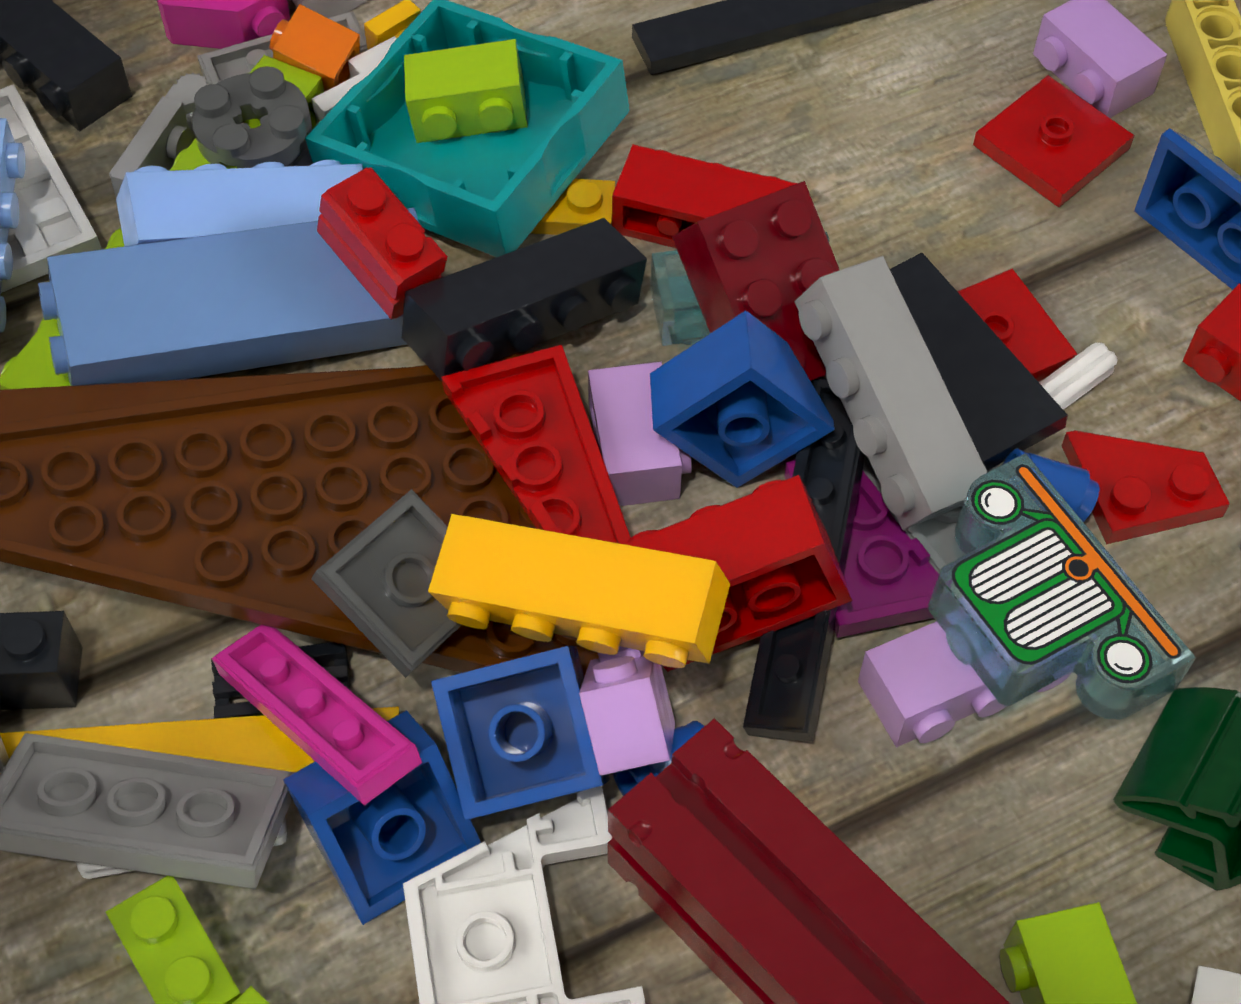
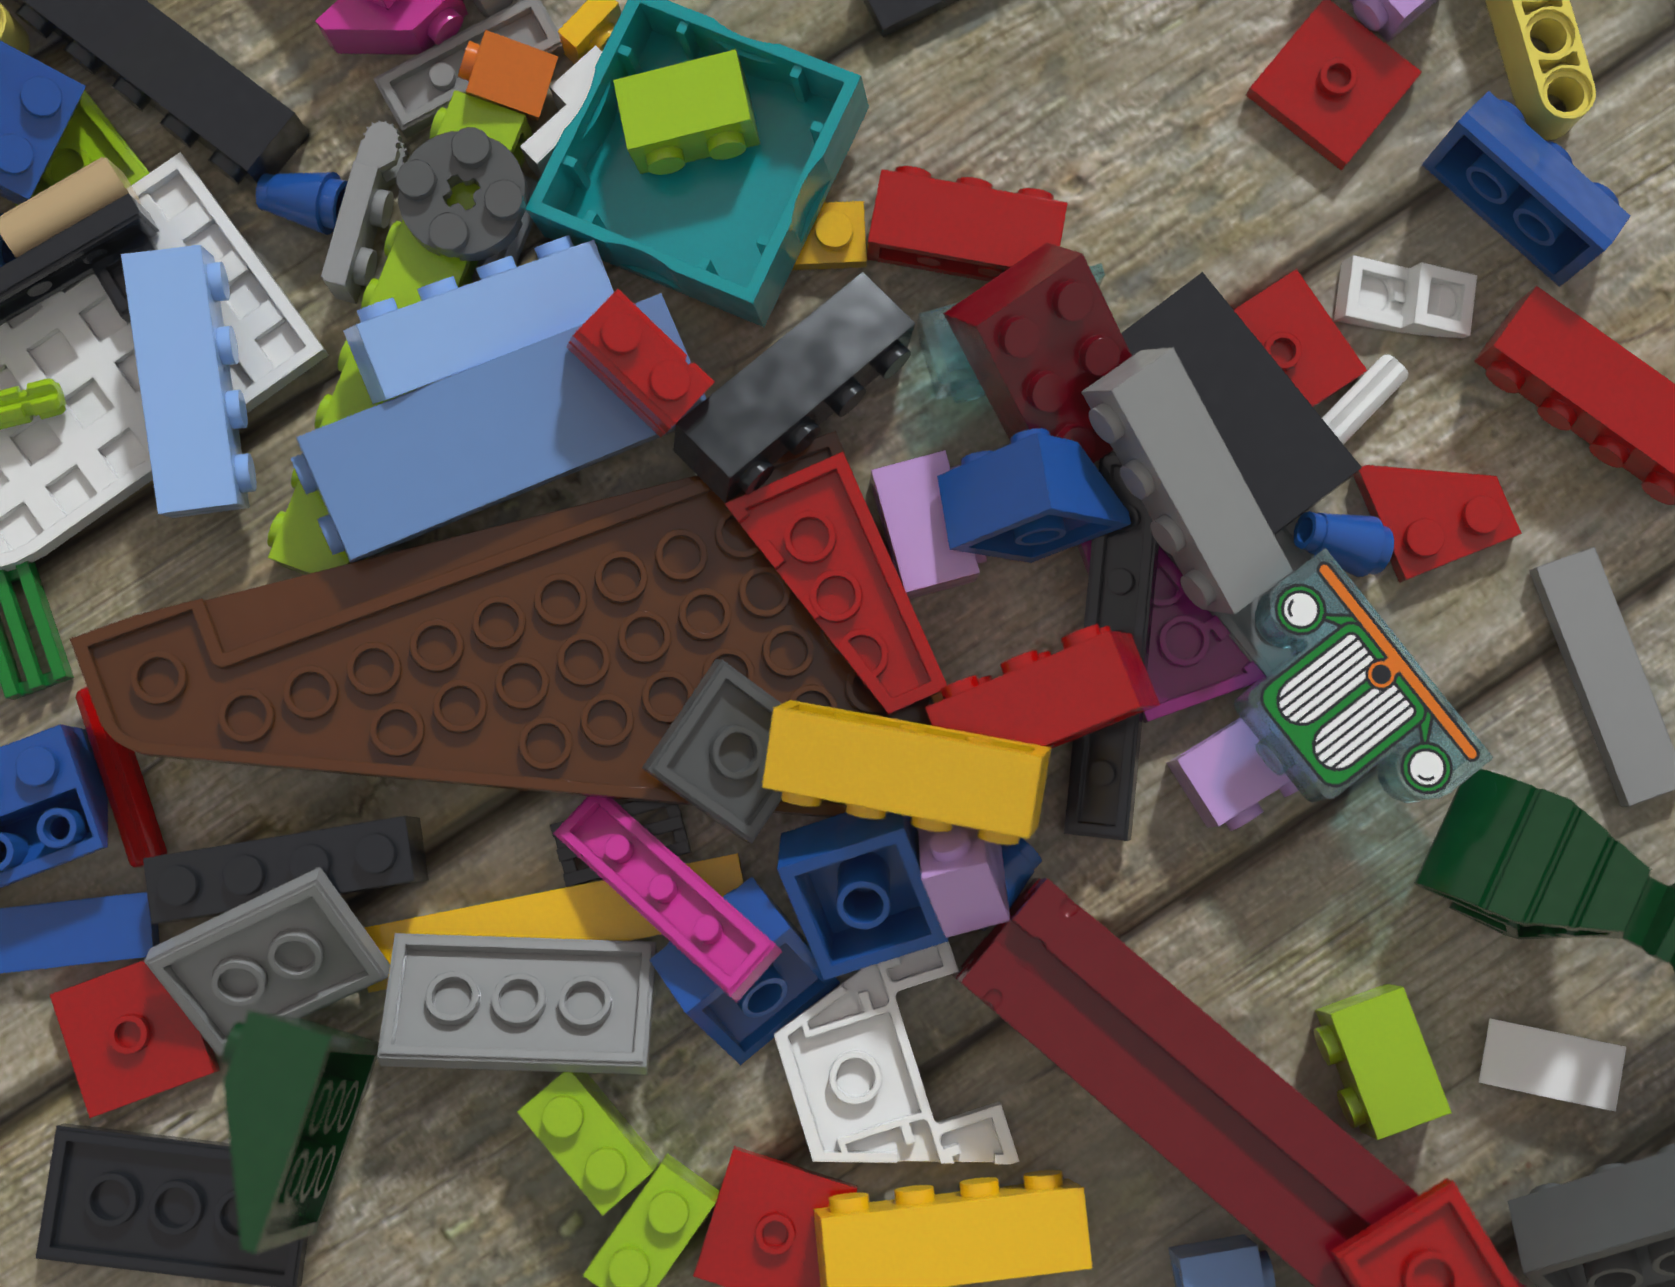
camera: 10 degrees left, 25 degrees up
(107, 128) = (303, 198): none -> blue cone
(1129, 309) = (1404, 299): none -> white slope

